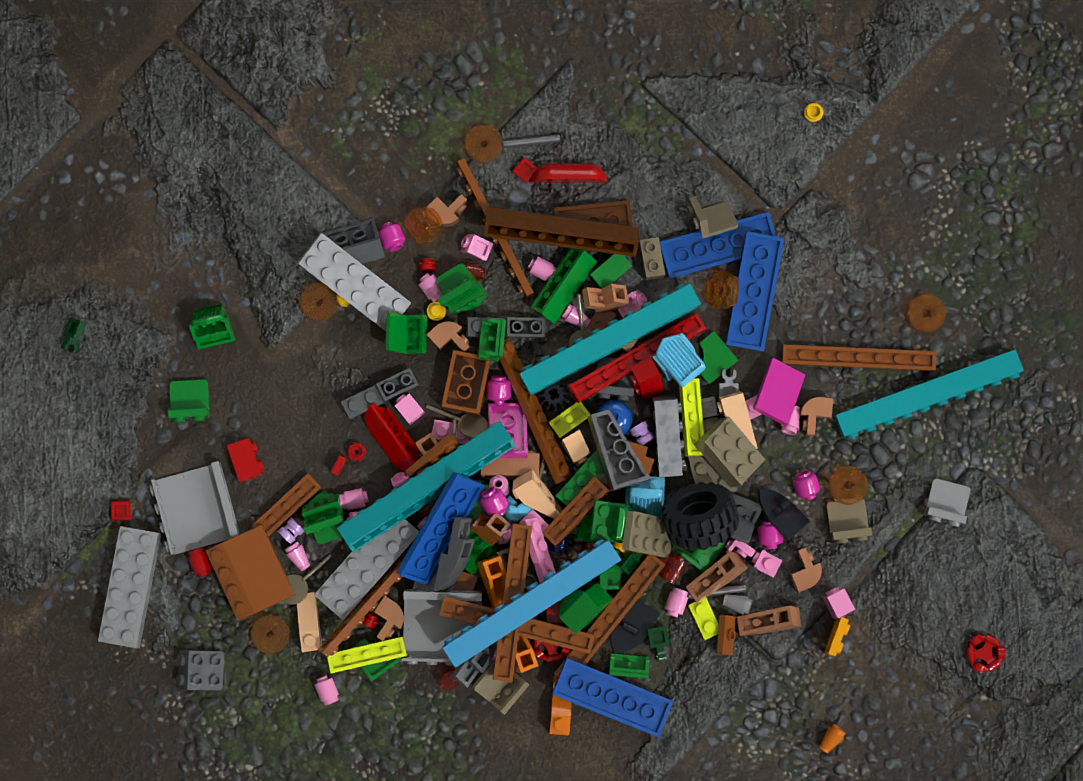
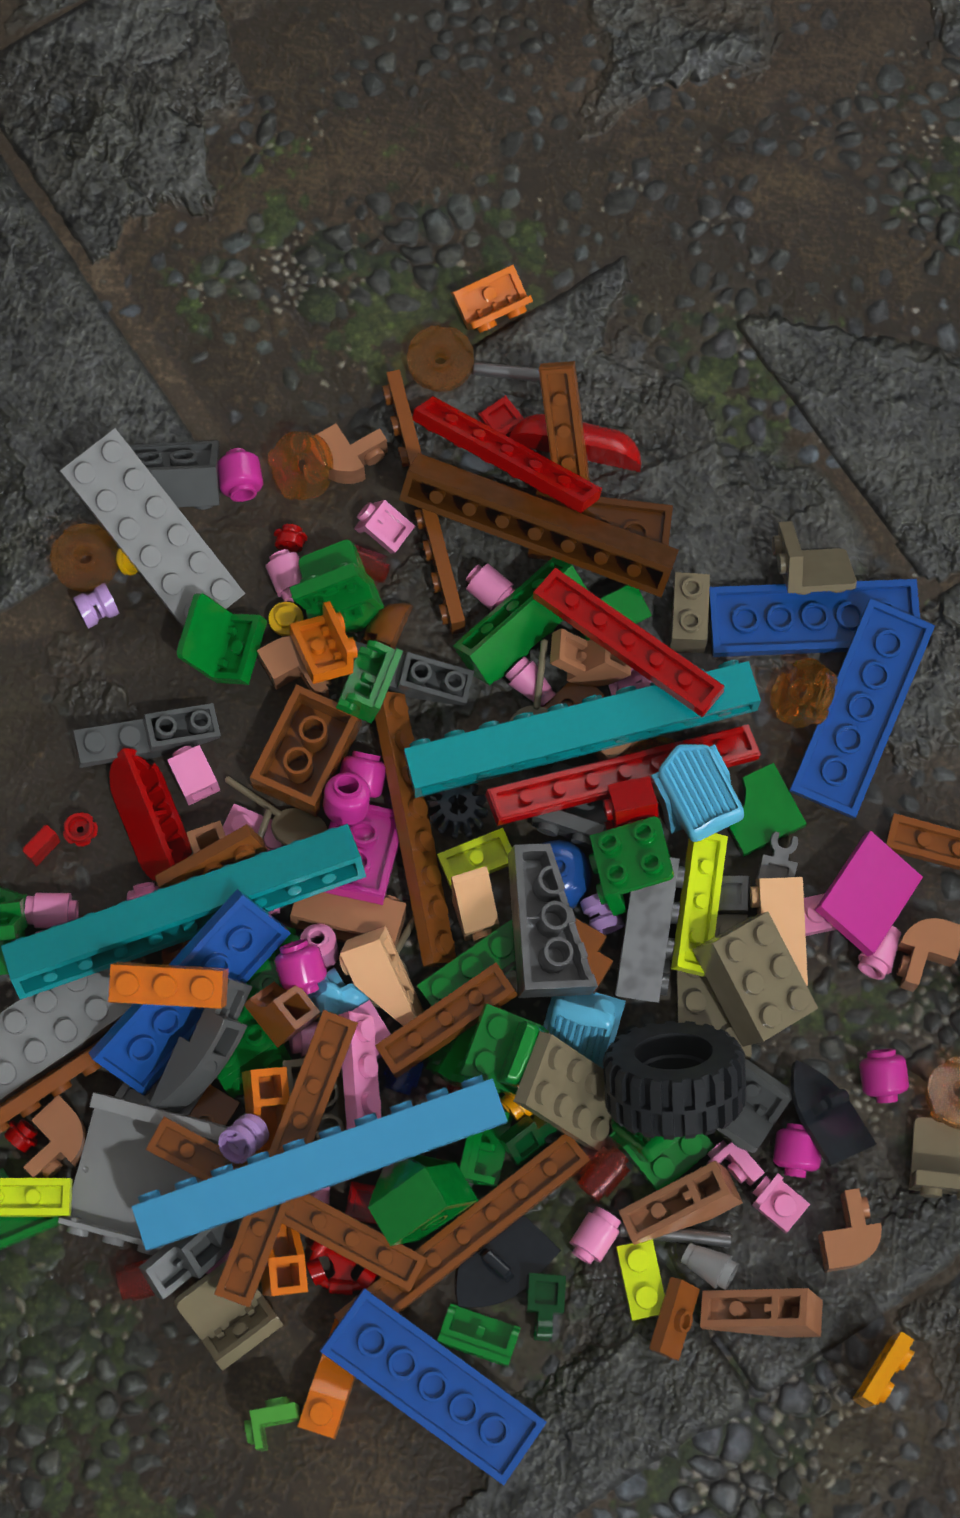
camera: 15 degrees right, 10 degrees down
(332, 328) = (104, 605): none -> lavender wheel
(431, 530) = (168, 985): none -> orange brick
(463, 326) = (324, 645): none -> orange bracket
(487, 598) = (243, 1138): none -> lavender wheel
(491, 303) = (388, 624): none -> dark orange brick
(495, 405) = (346, 798): none -> dark pink head
(504, 103) = (491, 298): none -> orange bracket
(533, 193) = (507, 454): none -> red plate
(537, 729) = (276, 1412): none -> bright green bracket
(562, 173) = (564, 416): none -> dark orange tile
(624, 288) = (629, 642): none -> red plate
(651, 406) = (629, 860): none -> green bracket
(838, 602) = (900, 1306): bright pink brick -> none

